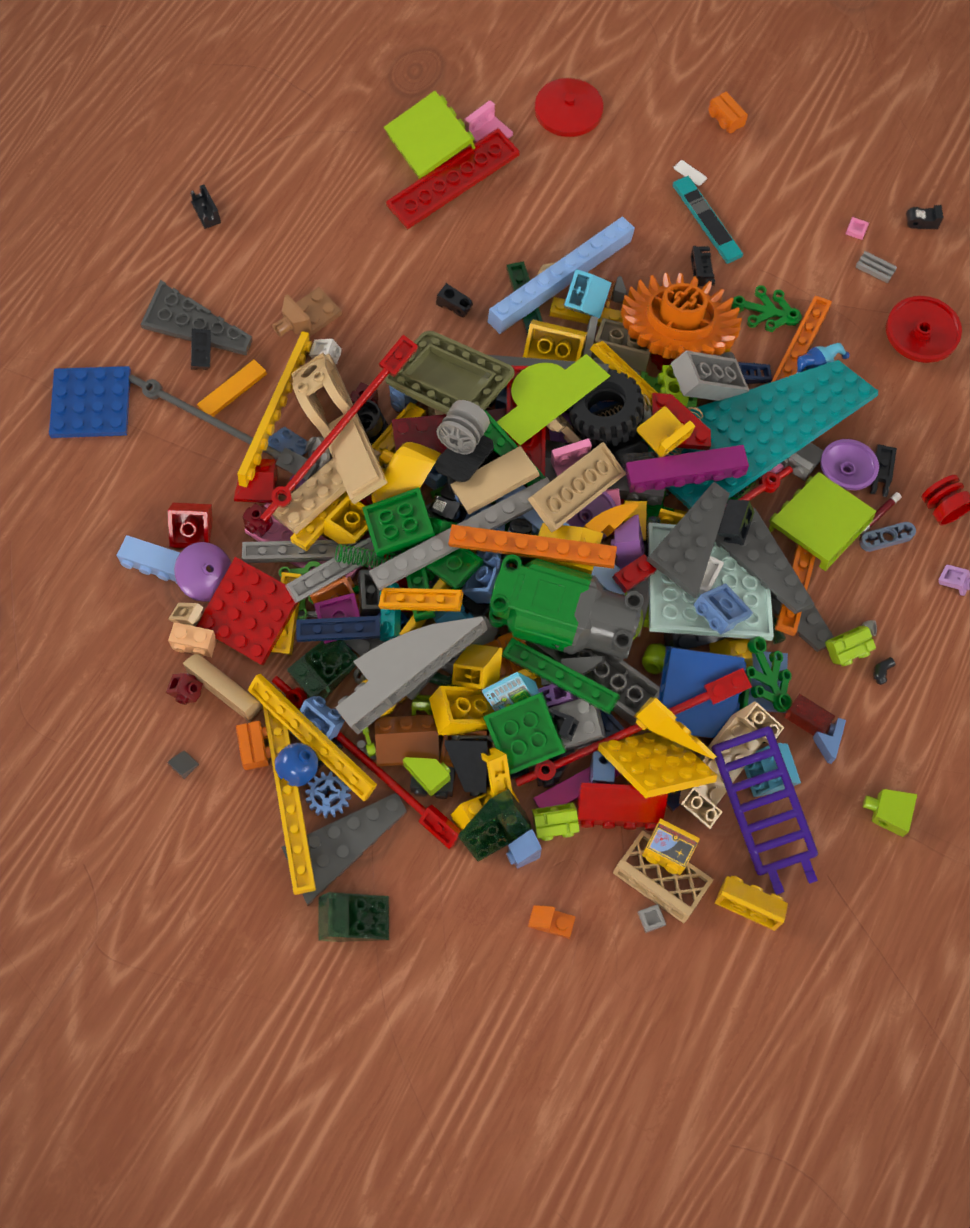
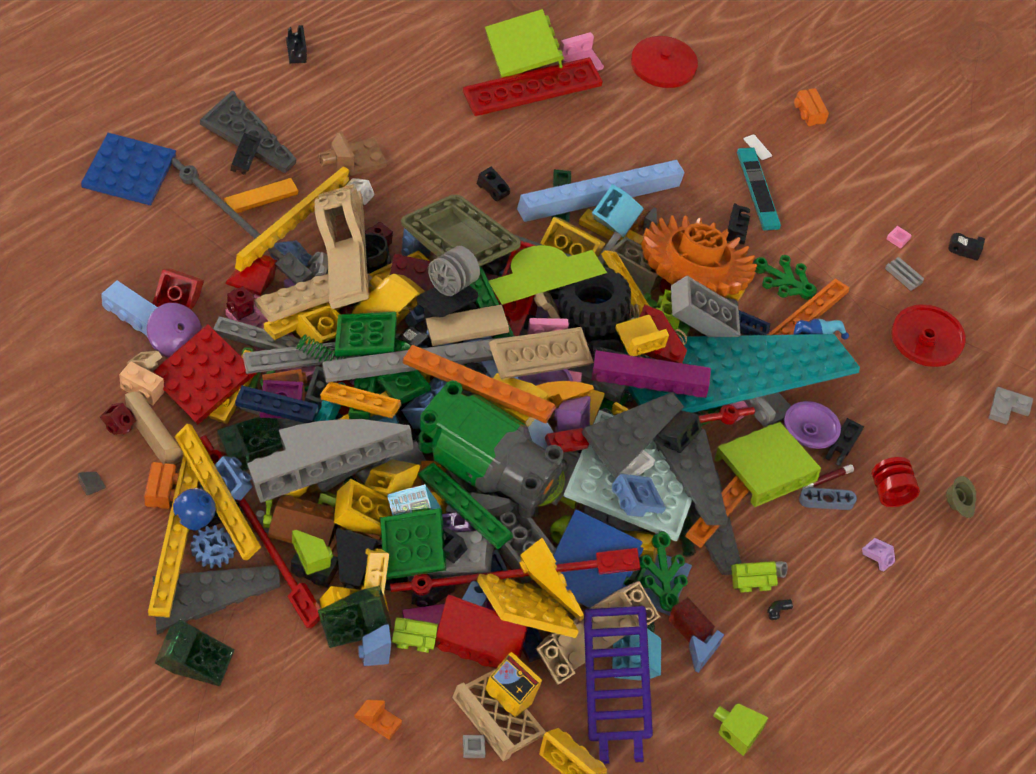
camera: 10 degrees right, 15 degrees down
(390, 364) = (410, 206): red bar -> none

